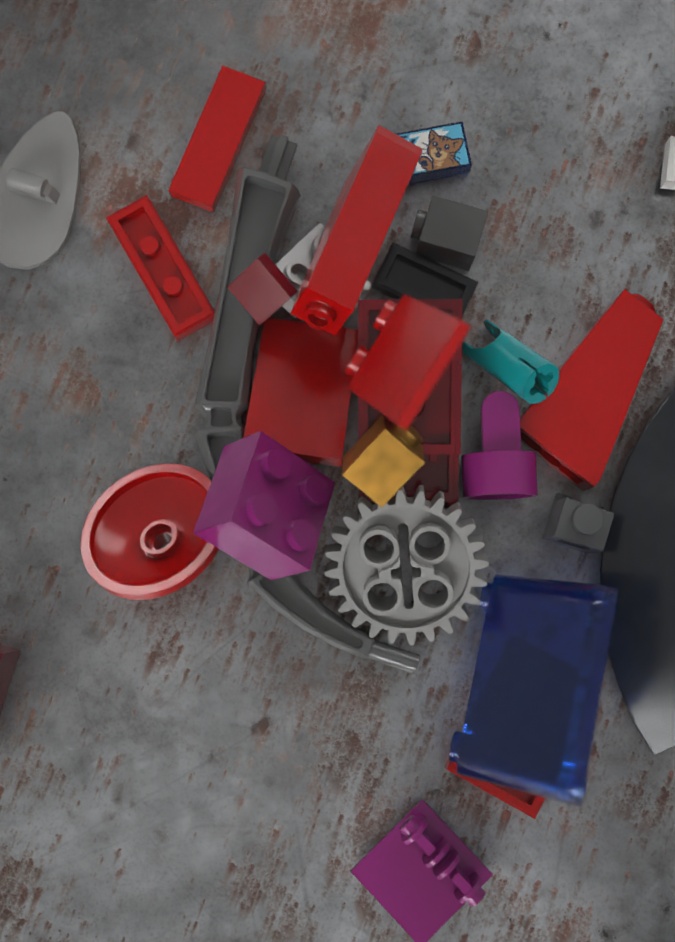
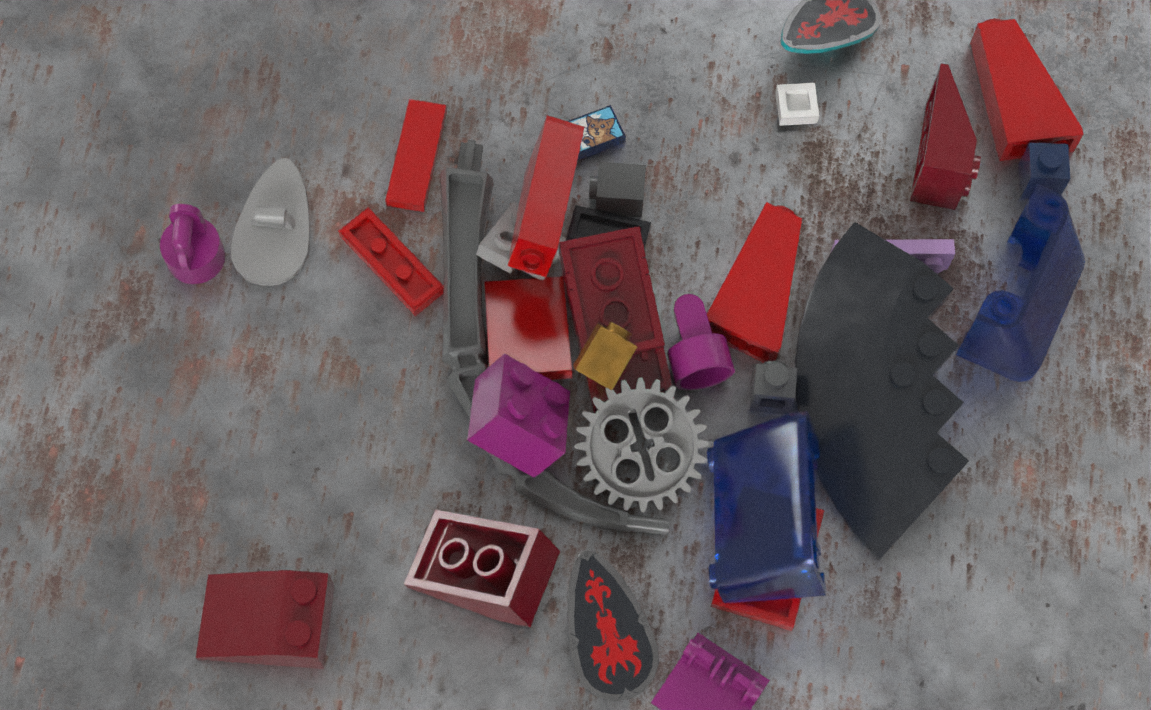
camera: 10 degrees left, 15 degrees down
(136, 520) = (427, 458): red dish -> none
(190, 674) = (484, 566): none -> dark red slope
(262, 288) = (480, 253): dark red tile -> none
(318, 782) = (608, 631): none -> shield
(405, 358) = (603, 270): red slope -> none
(515, 365) = (692, 274): teal piece -> none

